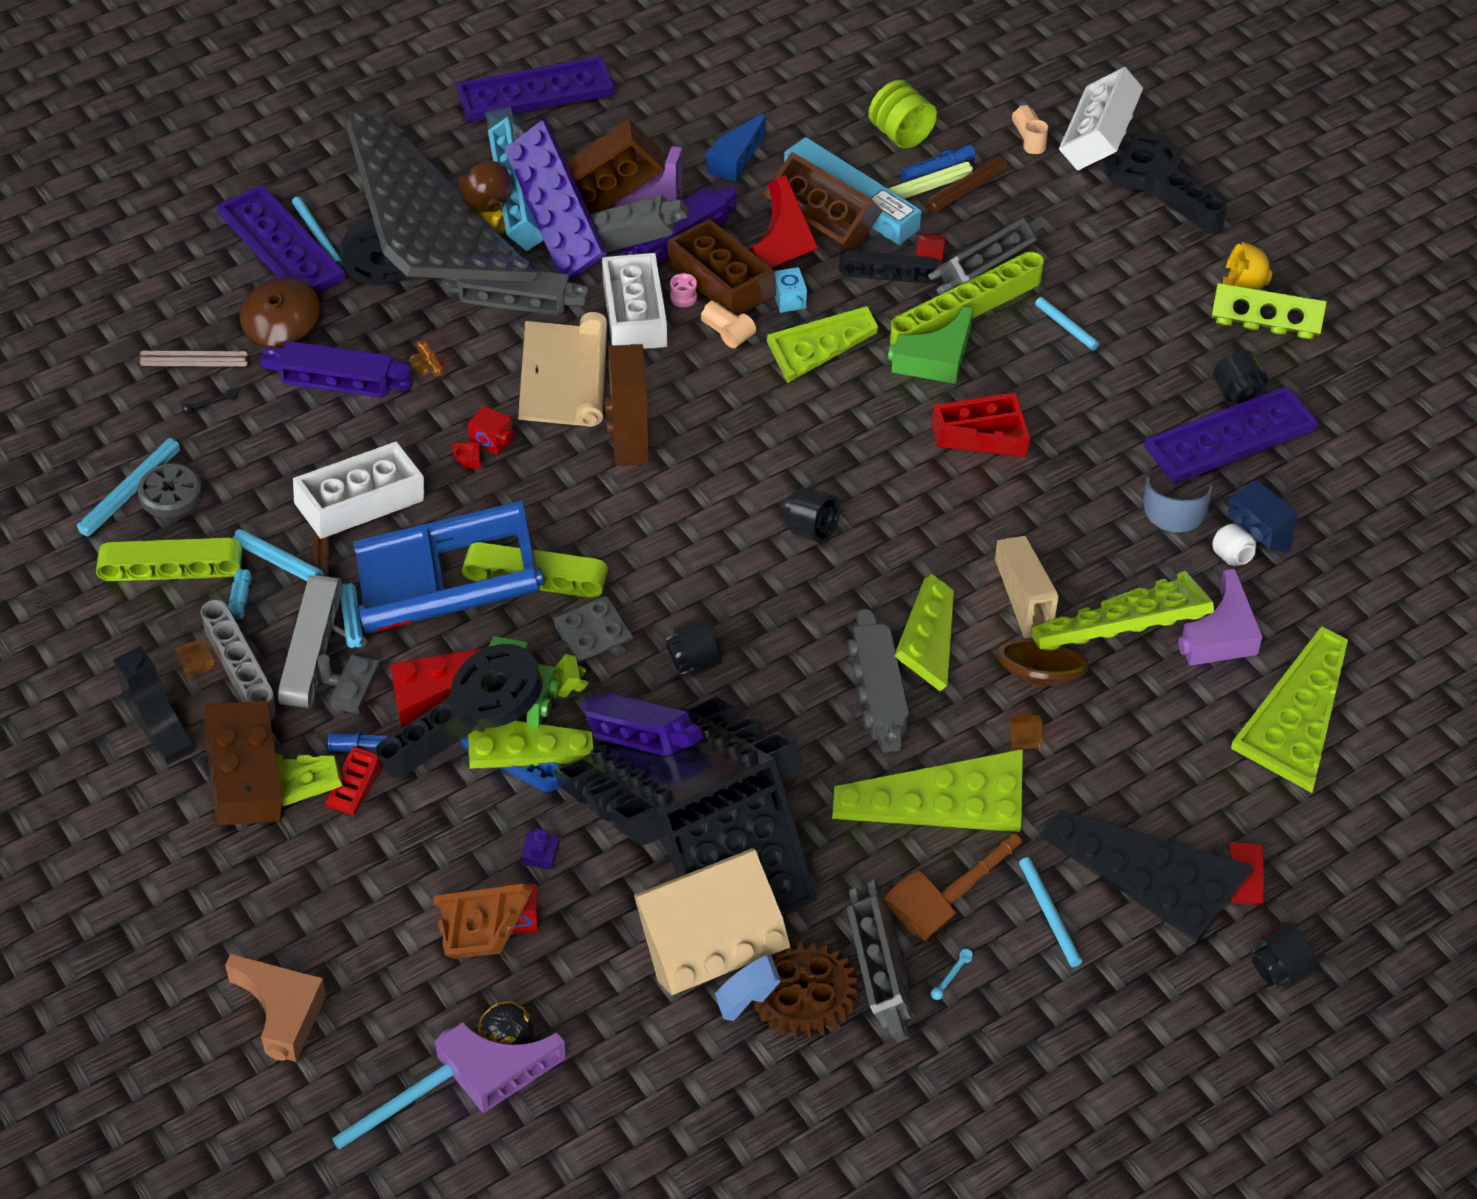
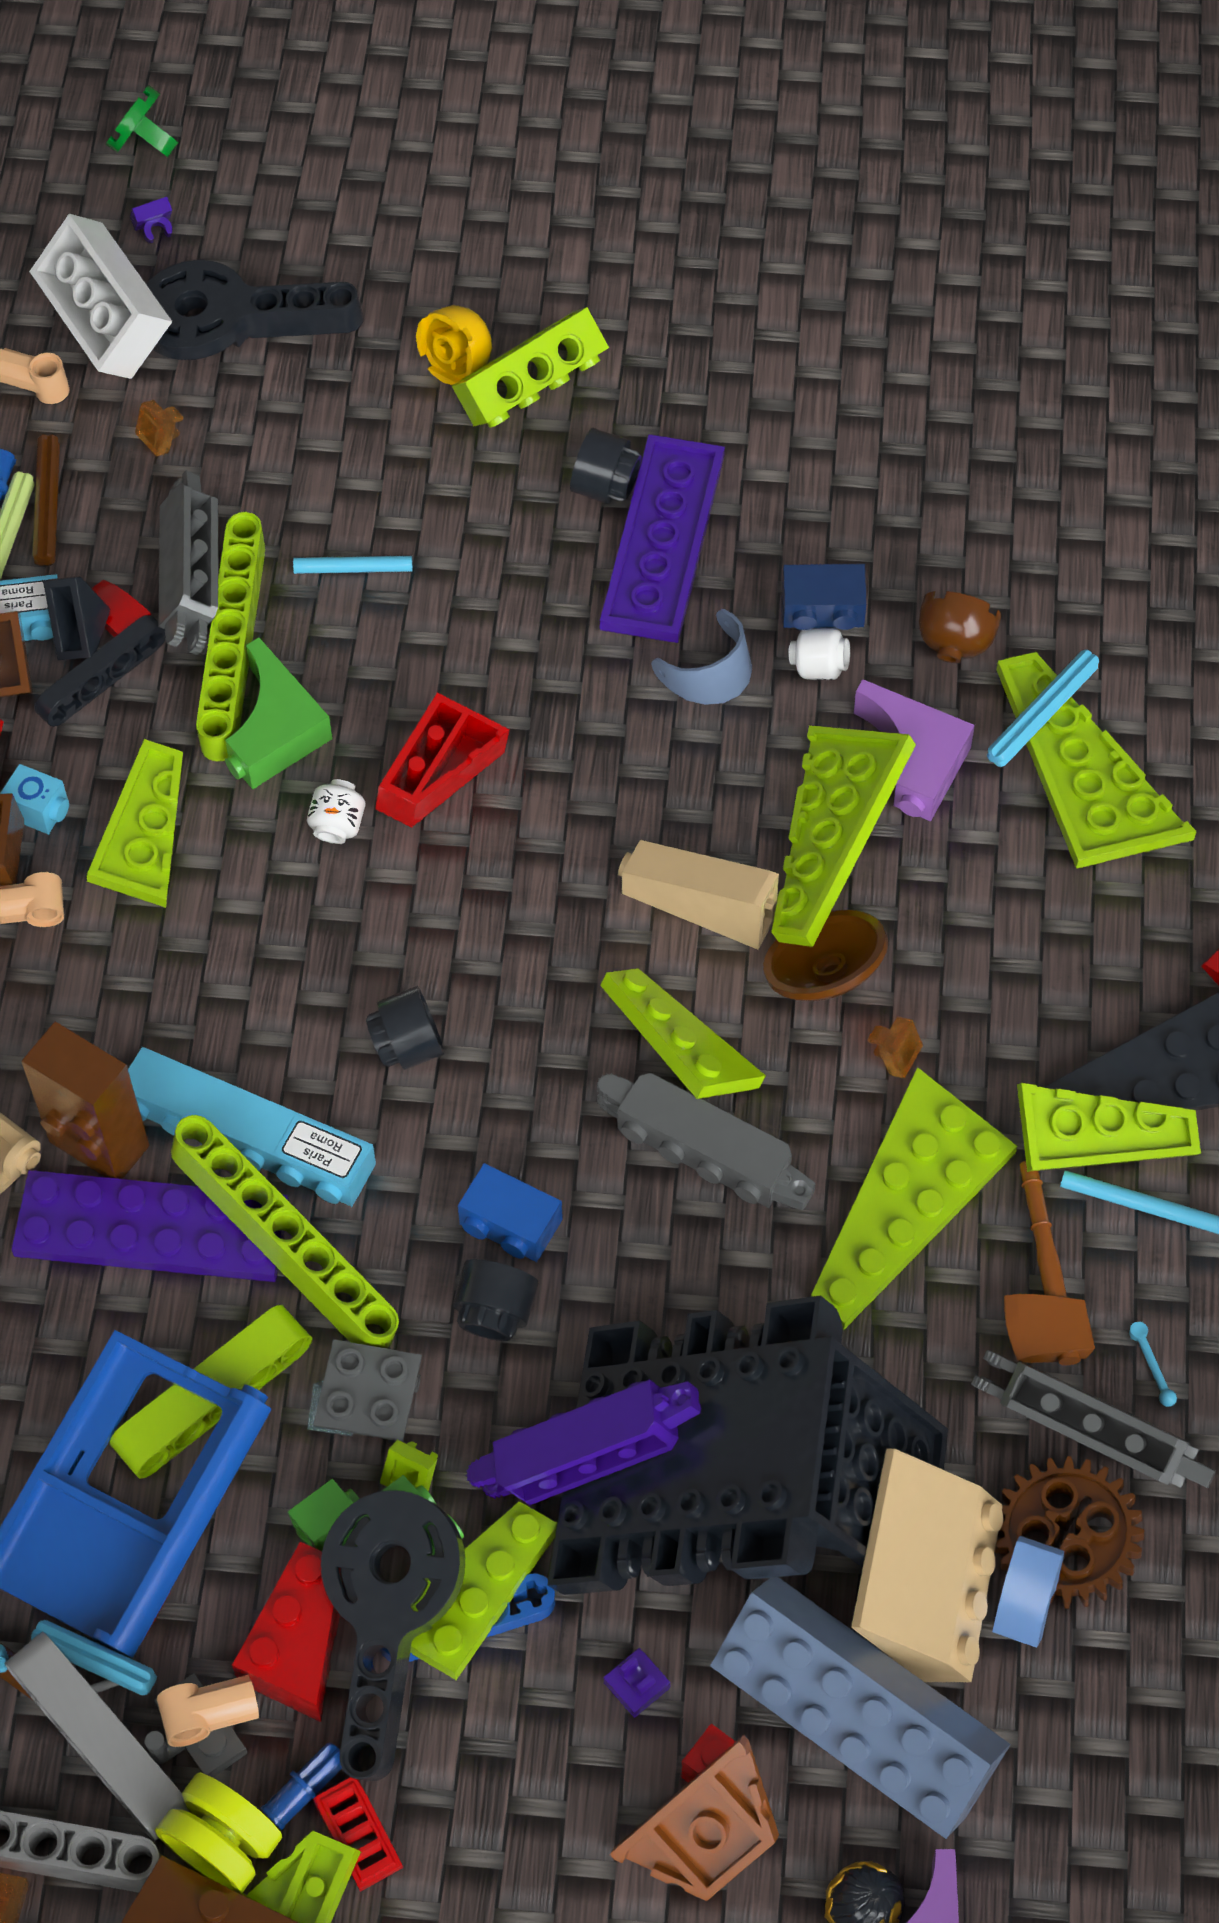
camera: 50 degrees left, 10 degrees up
(302, 716) = (218, 1833): none -> neon yellow wheel
(353, 666) = (193, 1711): none -> light nougat piece
(604, 492) = (134, 1227): none -> dark purple plate
(606, 947) = (860, 1705): none -> sand blue brick
(646, 525) = (279, 1215): none -> lime beam
(692, 490) = (263, 1131): none -> medium azure brick
(750, 623) = (509, 1213): none -> blue brick
(904, 231) = (75, 617): none -> black slope
(909, 407) = (336, 811): none -> white head
(1057, 195) = (157, 426): none -> clear orange tile
(1061, 847) = (1090, 1130): none -> lime wing
(1179, 108) = (152, 214): none -> dark purple tile
(1225, 65) = (137, 122): none -> green tile
(1311, 662) = (1042, 708): none -> medium azure axle
(1320, 592) = (957, 625): none -> reddish brown cylinder

